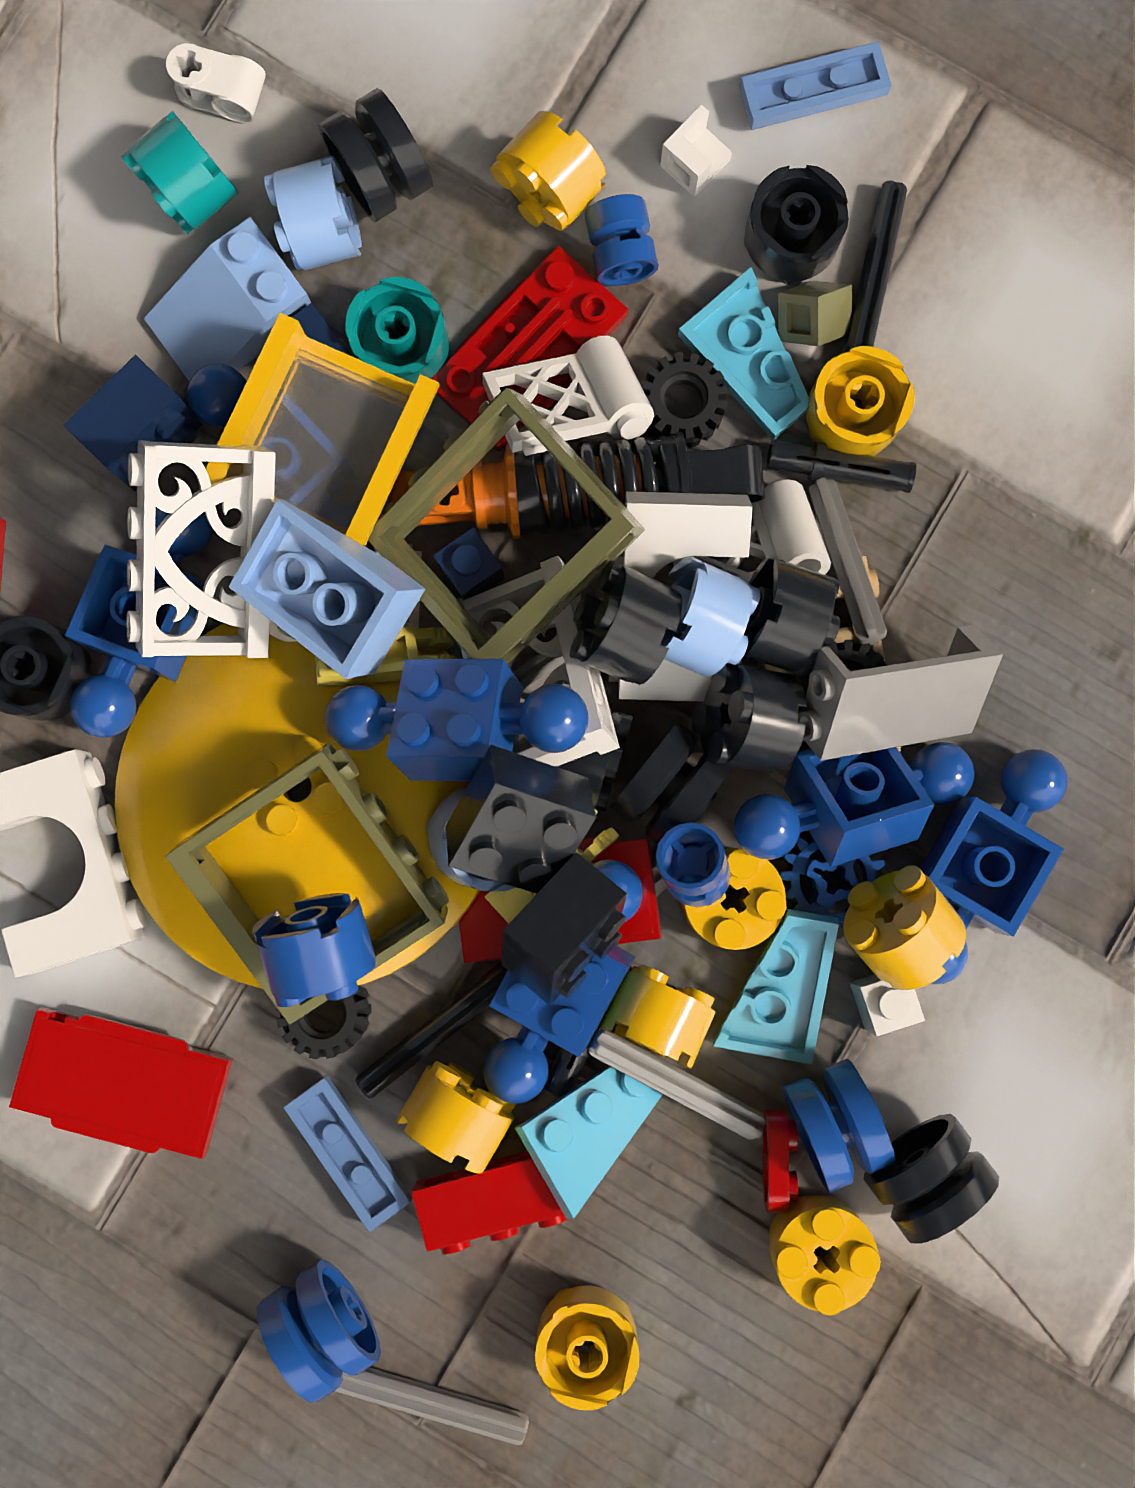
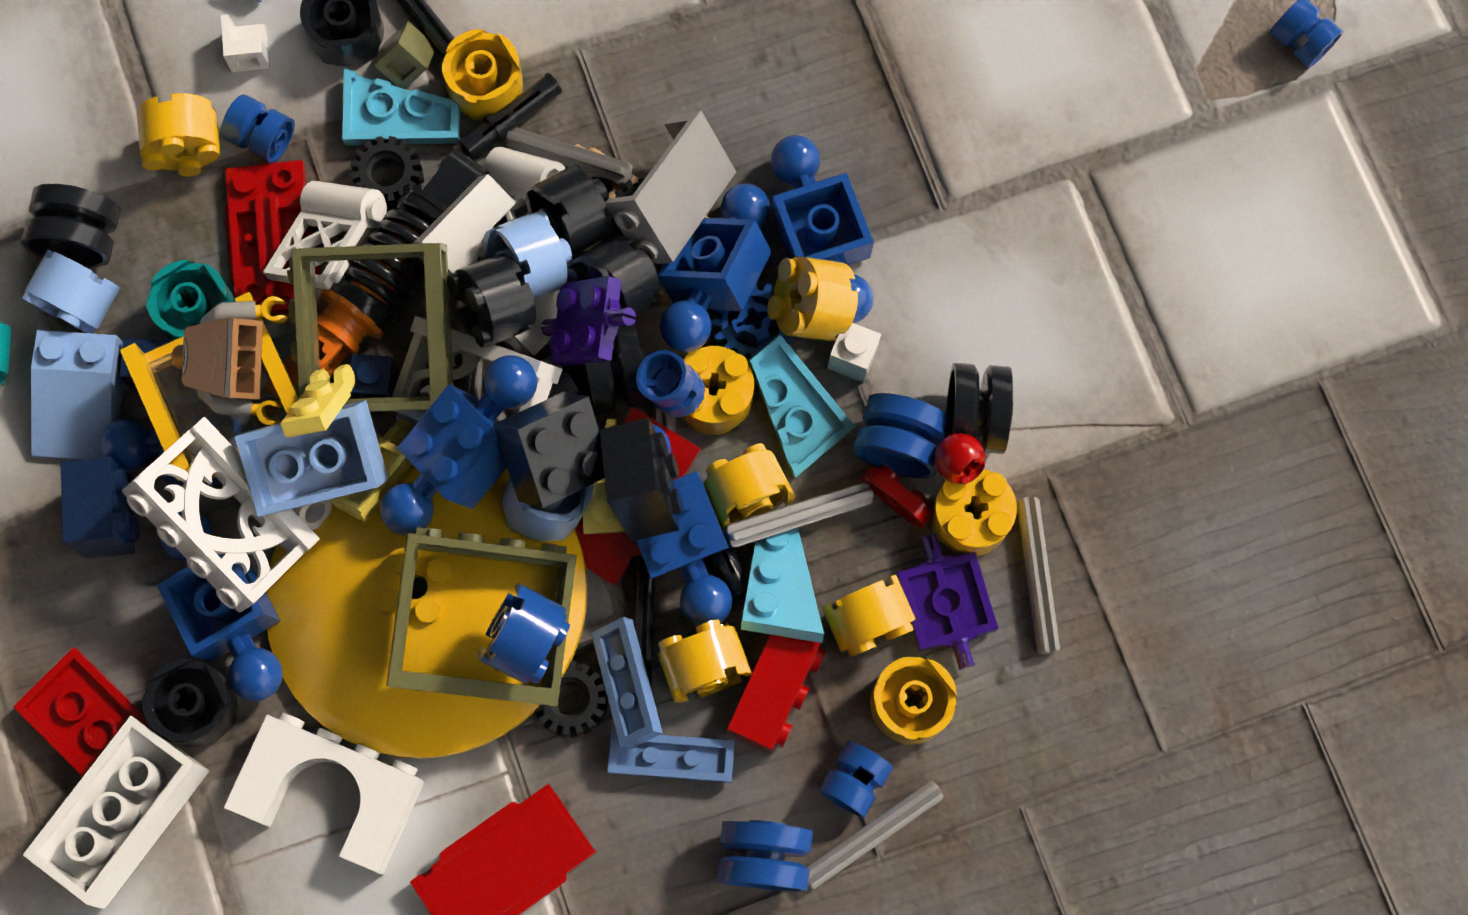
camera: 55 degrees left, 10 degrees down
(352, 419) = (225, 358): none -> medium nougat torso
(373, 553) = (319, 402): none -> light yellow hinge
(377, 1058) = (626, 683): none -> medium blue plate
(466, 1350) = (849, 792): none -> blue wheel
(633, 1239) = (868, 615): none -> yellow brick
(684, 735) = (586, 321): none -> dark purple plate
(712, 1295) = (948, 601): none -> dark purple plate
(811, 1364) = (1038, 575): none -> light grey axle
(860, 1213) = (960, 458): none -> red piece

